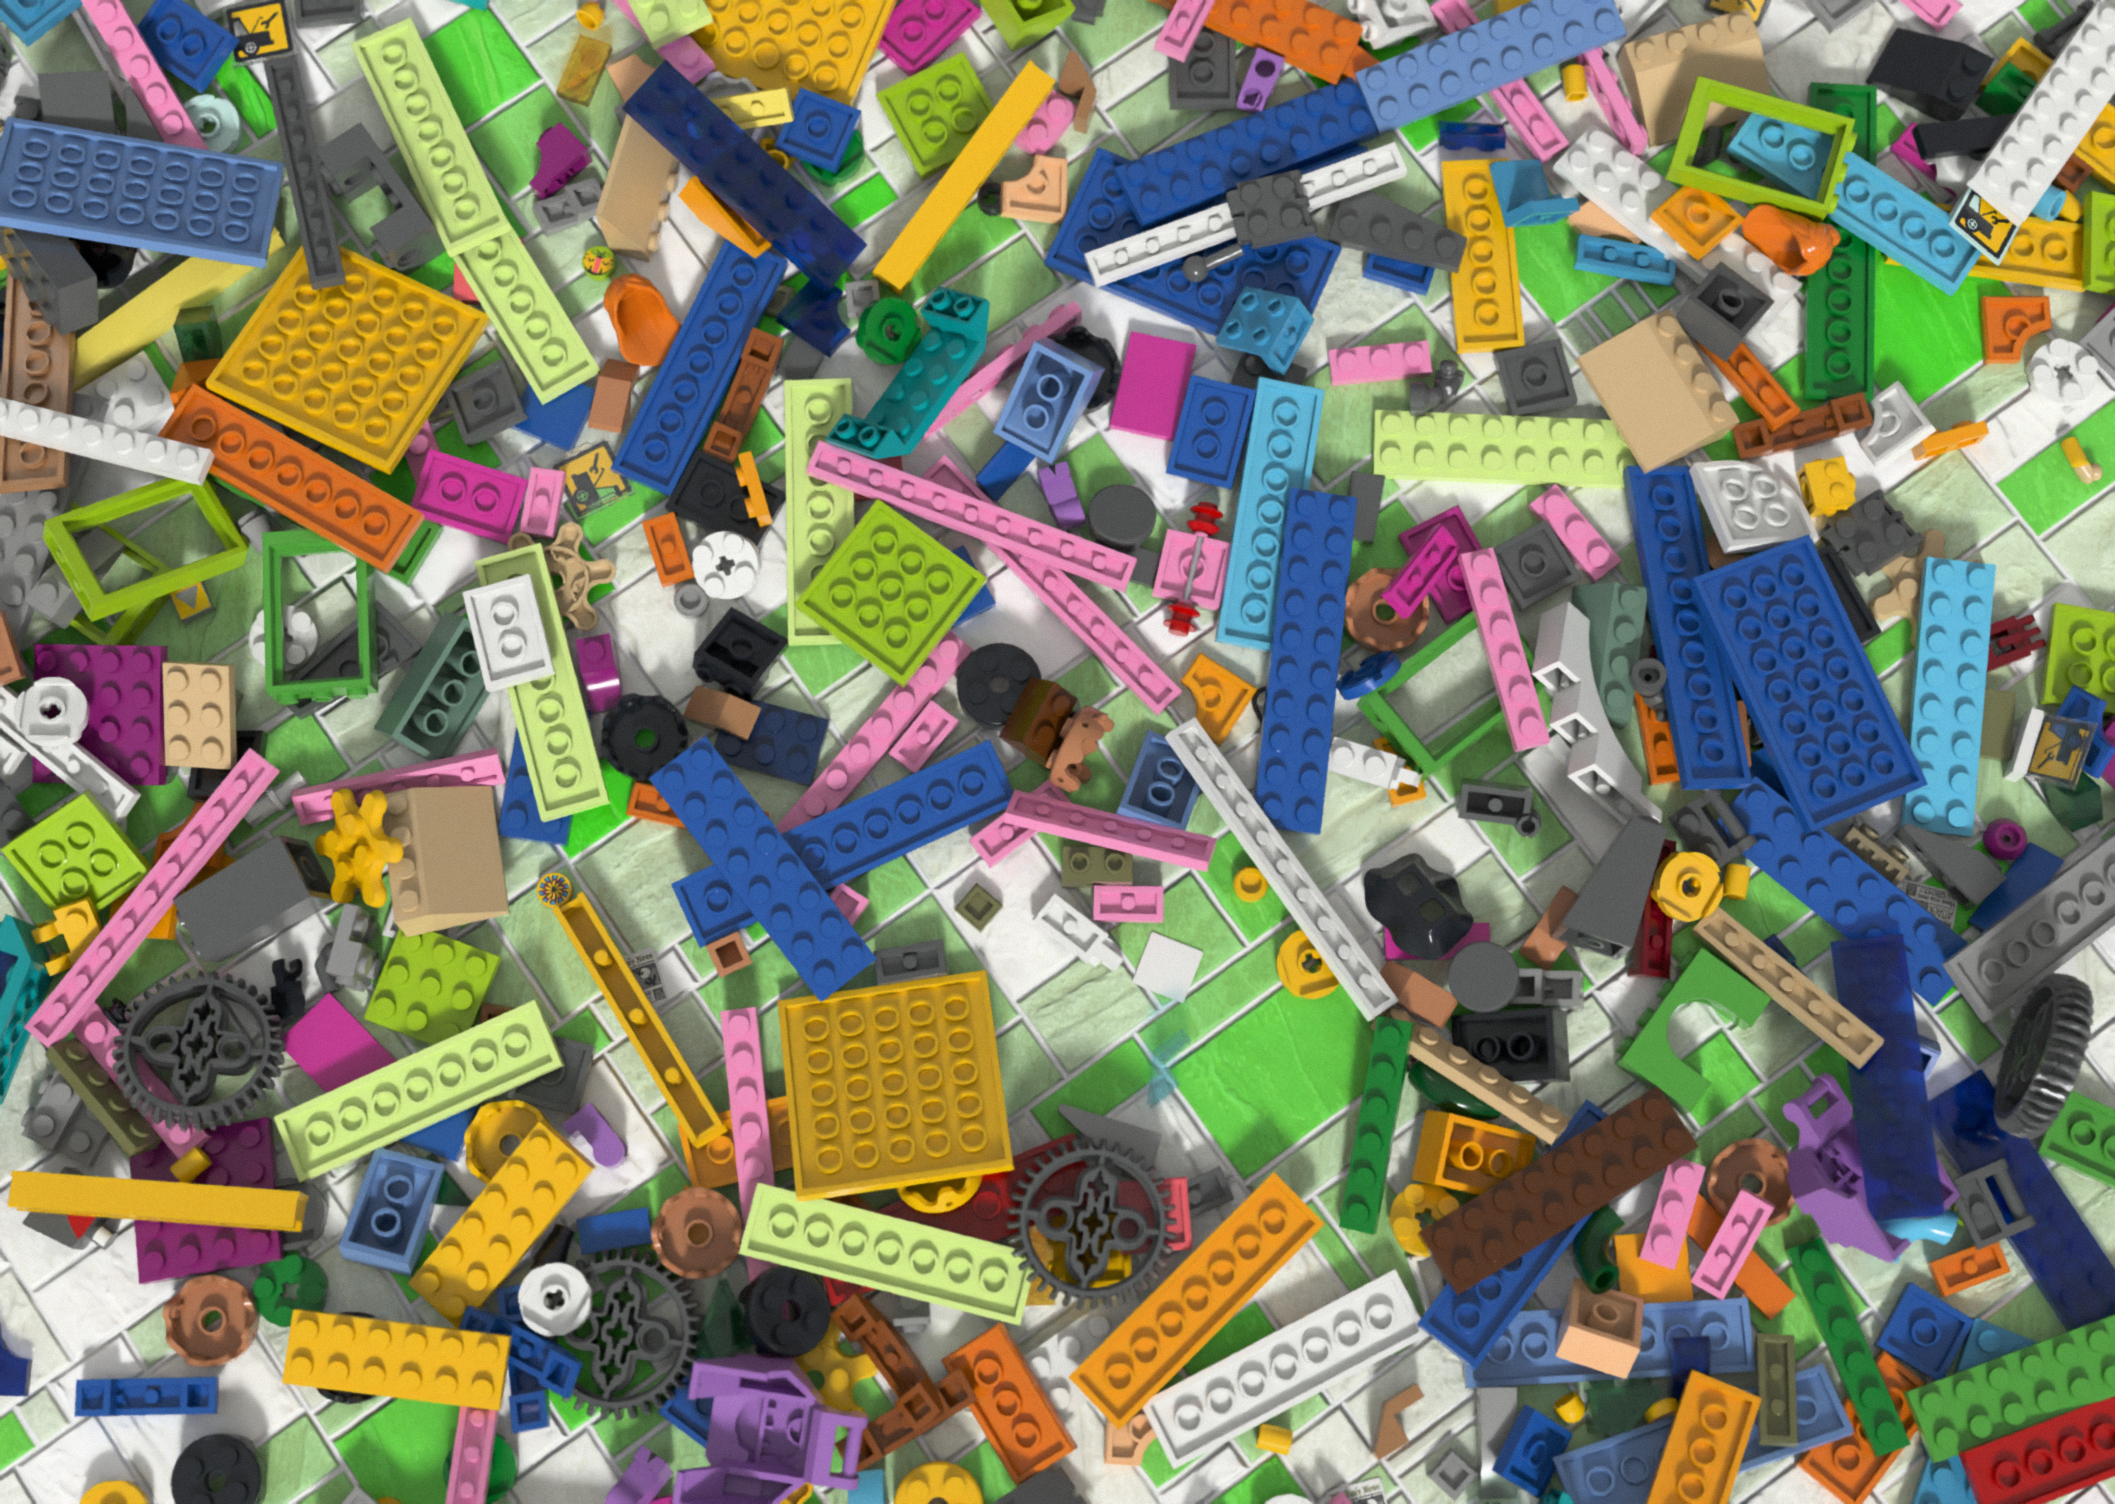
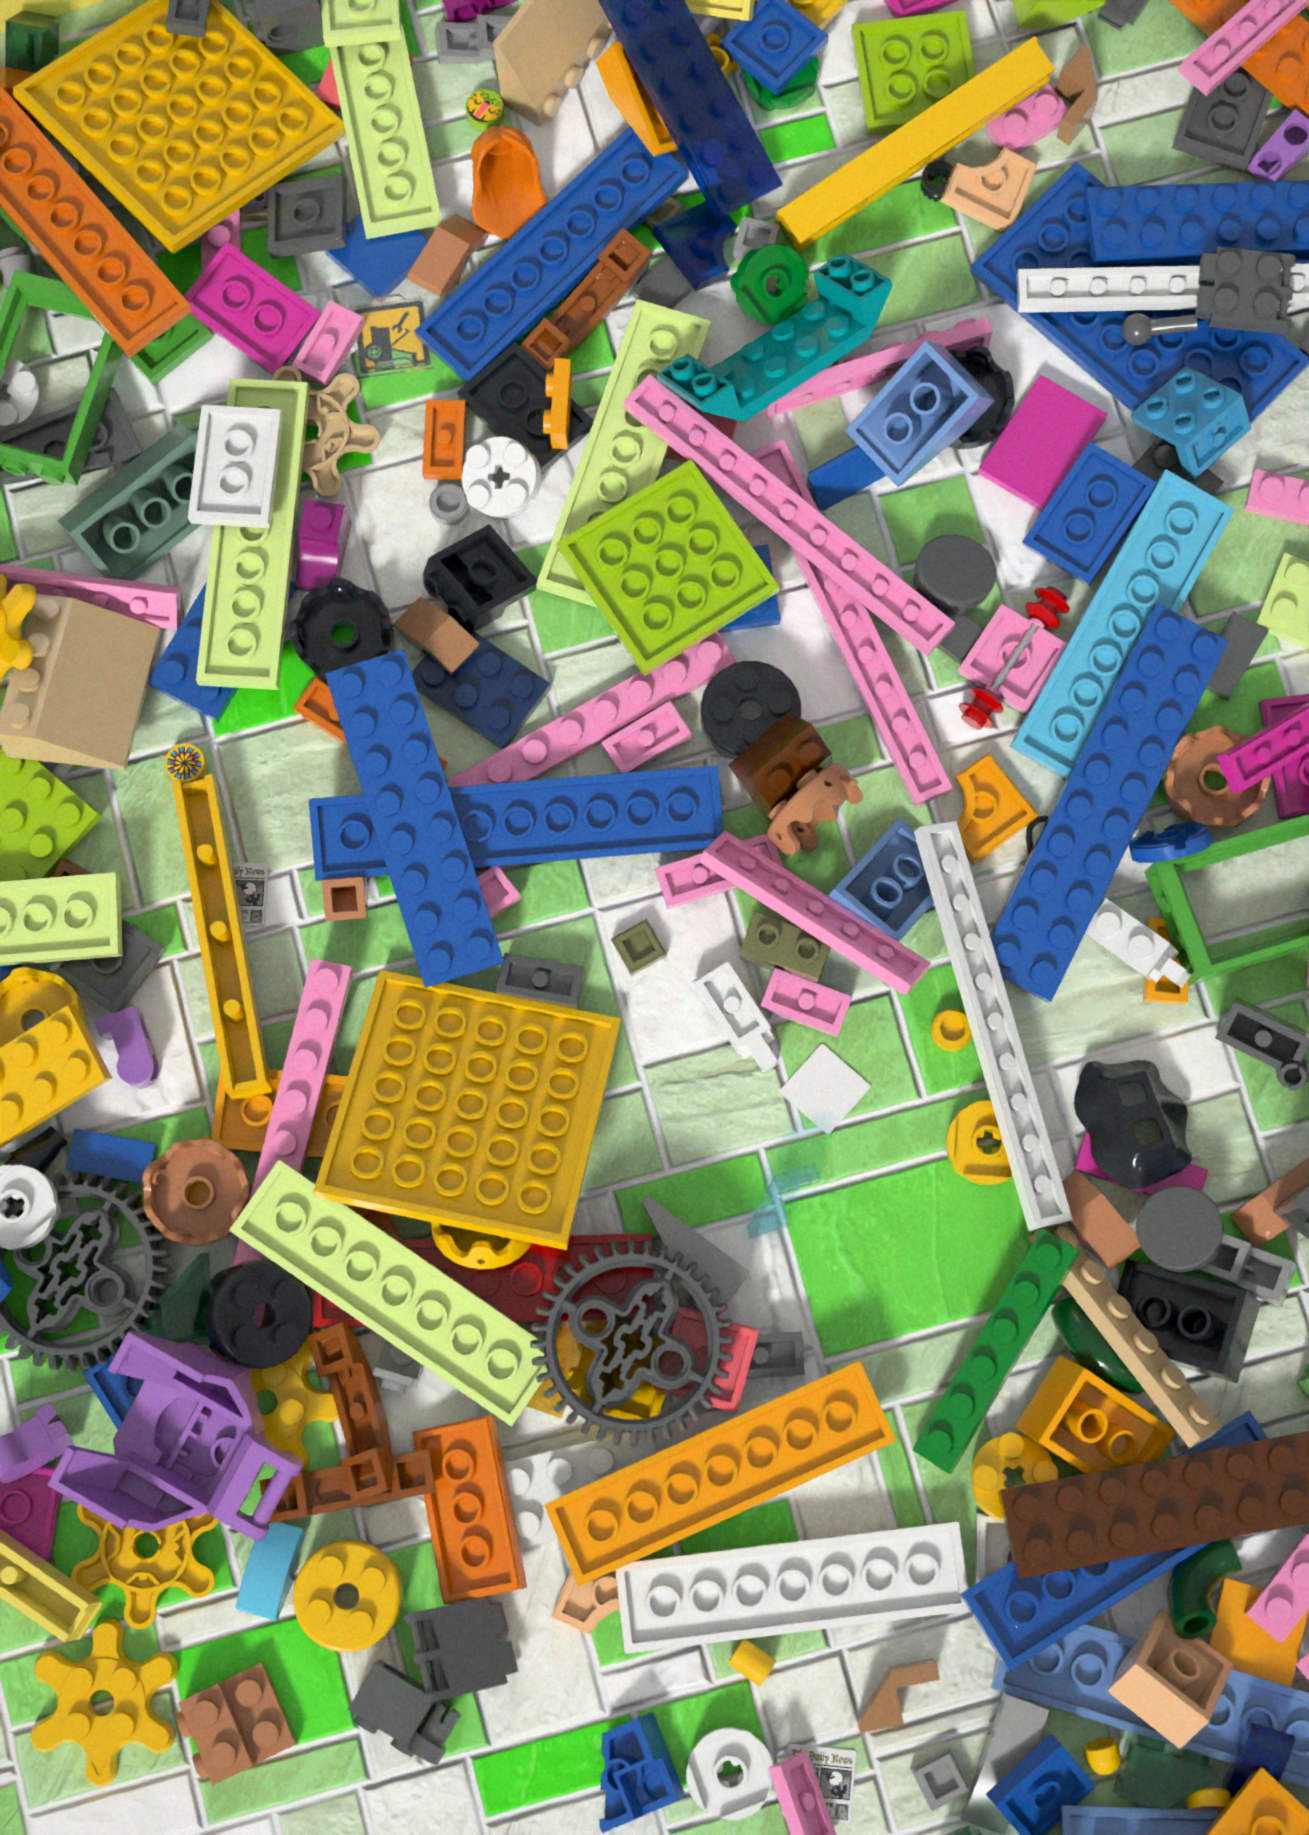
camera: 25 degrees right, 0 degrees up
(1061, 496) = (896, 527): medium lavender leg -> none

